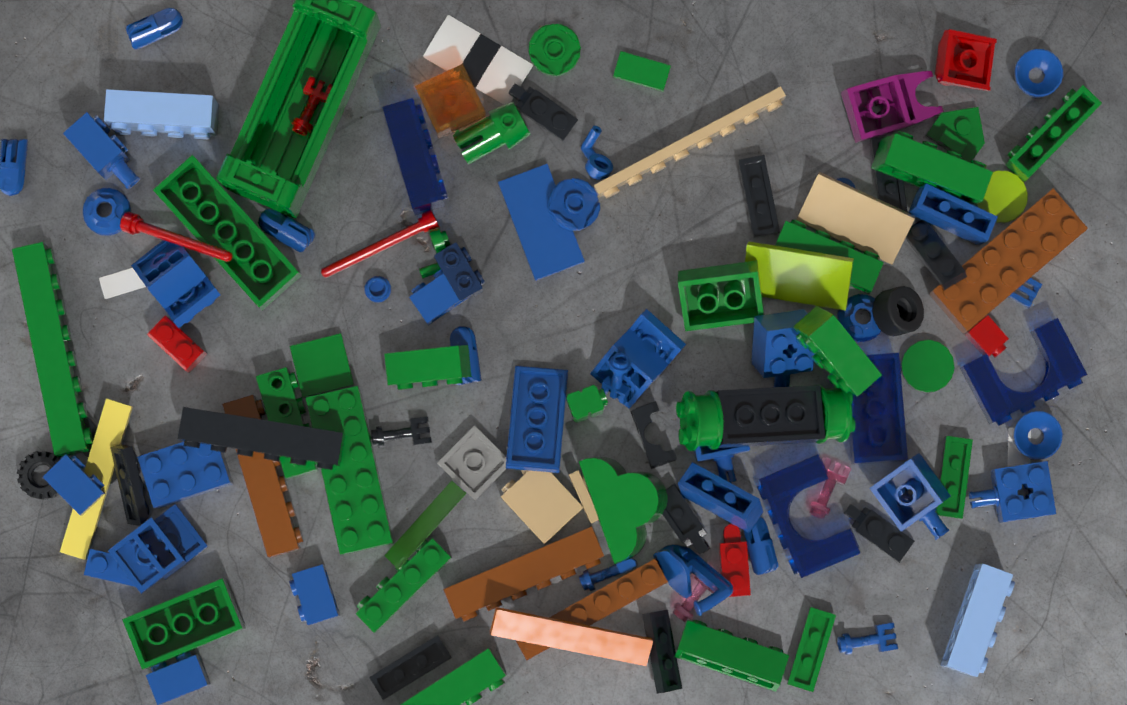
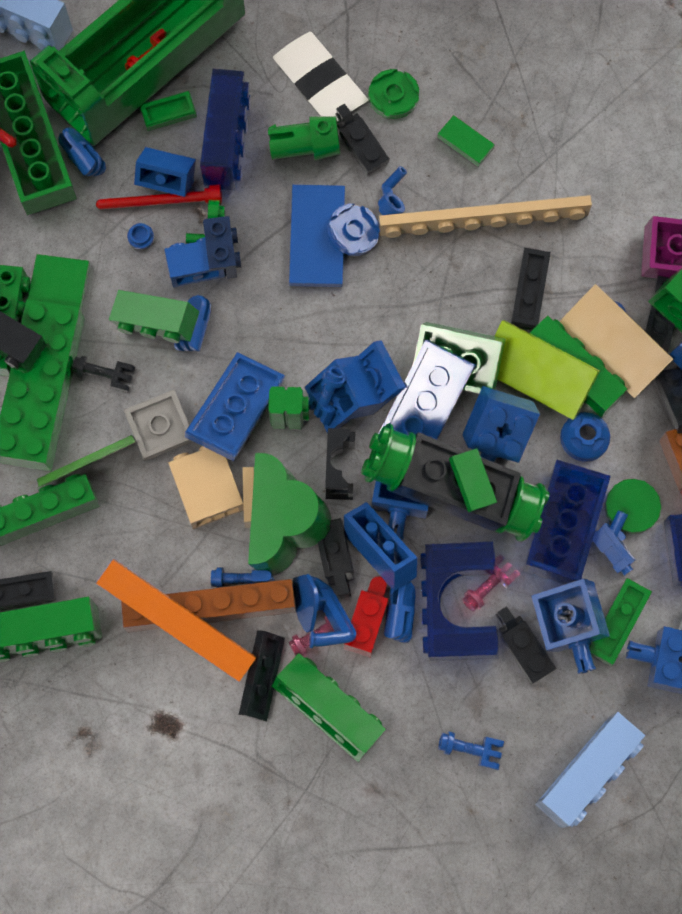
camera: 20 degrees right, 10 degrees down
(348, 152) = (168, 111): none -> green tile
(375, 219) = (164, 171): none -> blue brick
(450, 101) = (278, 95): clear orange brick -> none
(523, 573) = (160, 546): dark orange brick -> none
(710, 344) = (430, 392): none -> tile
(782, 412) = (472, 480): none -> green tile
(811, 649) = (410, 734): green plate -> none
(836, 351) = (550, 442): green brick -> none
(909, 307) = (624, 440): black tyre -> none
(920, 408) = (609, 542): none -> blue piece

